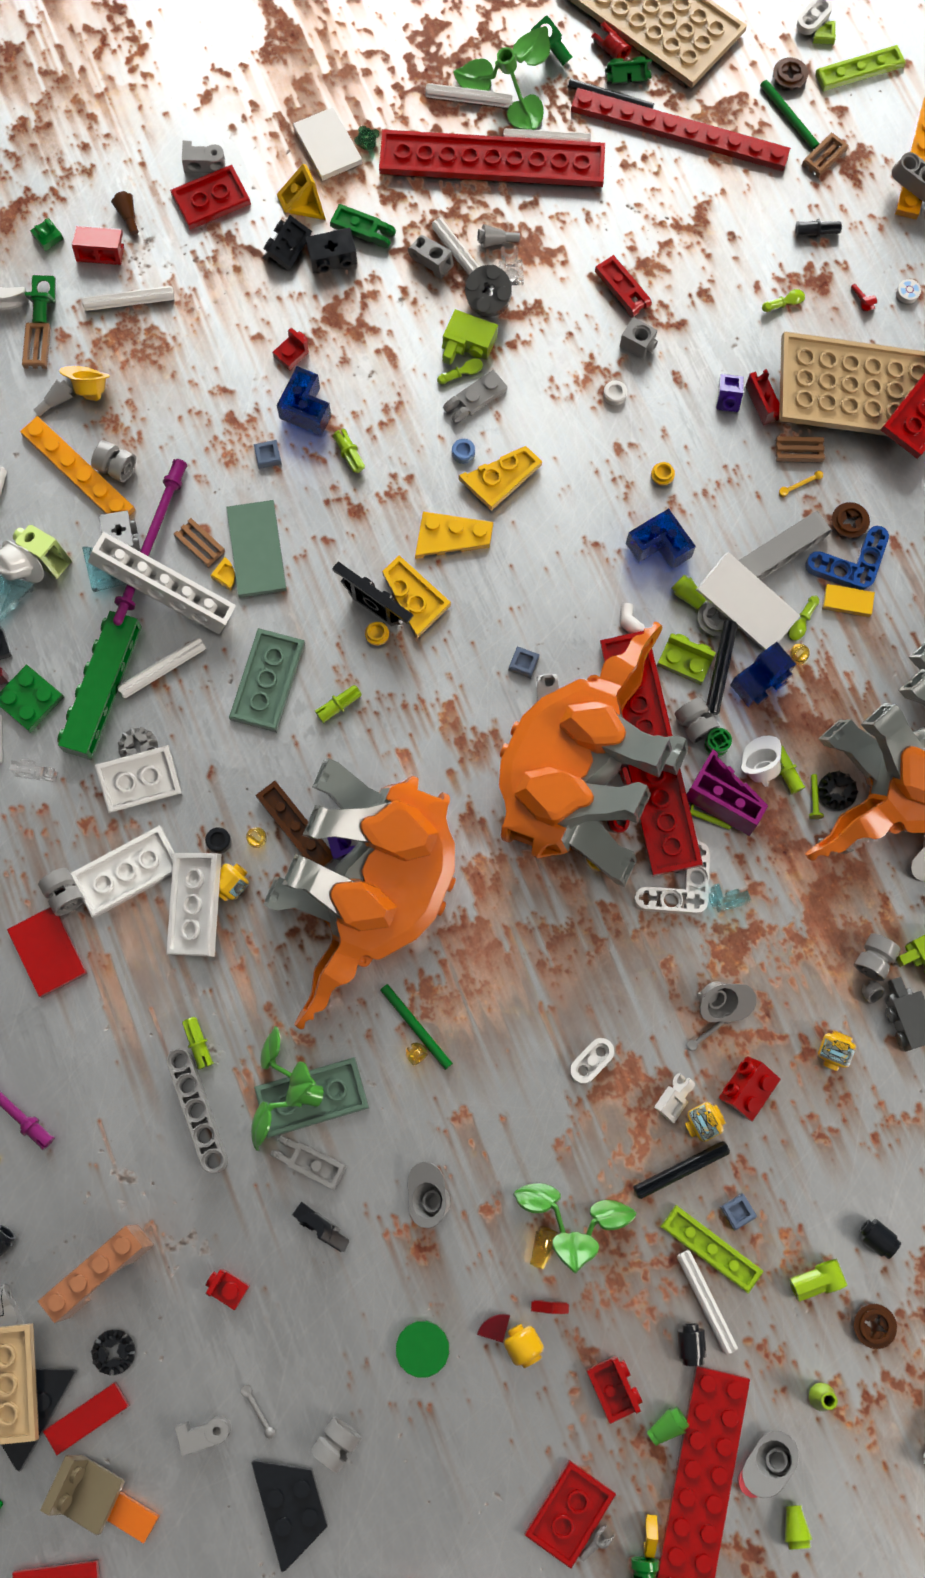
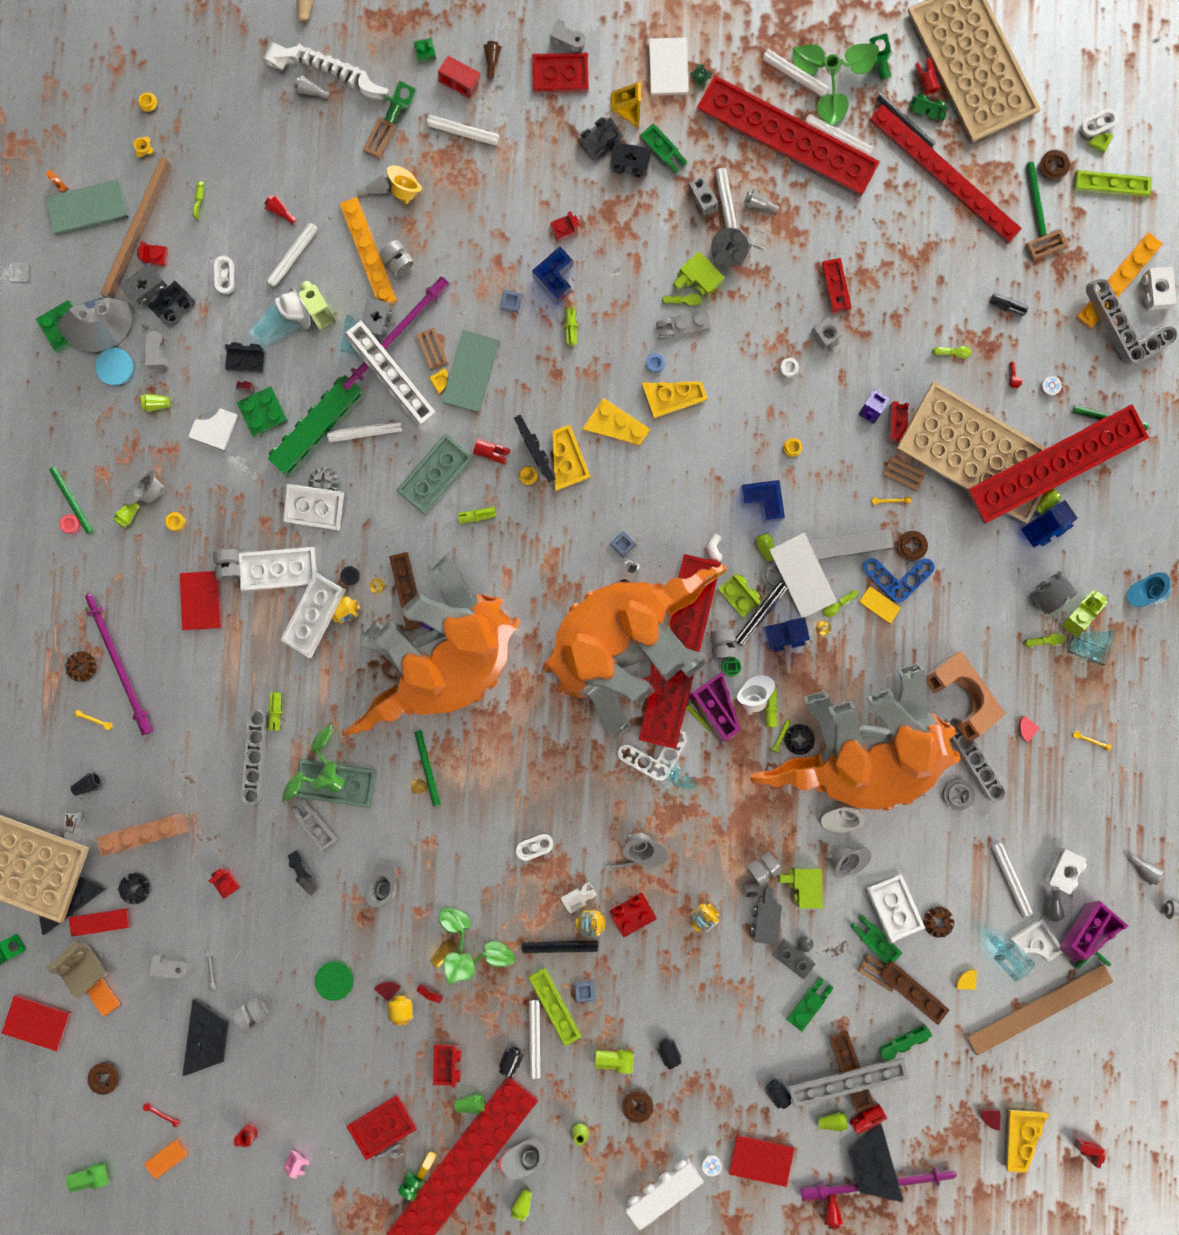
camera: 25 degrees right, 10 degrees up
(321, 624) = (487, 450): none -> red hinge

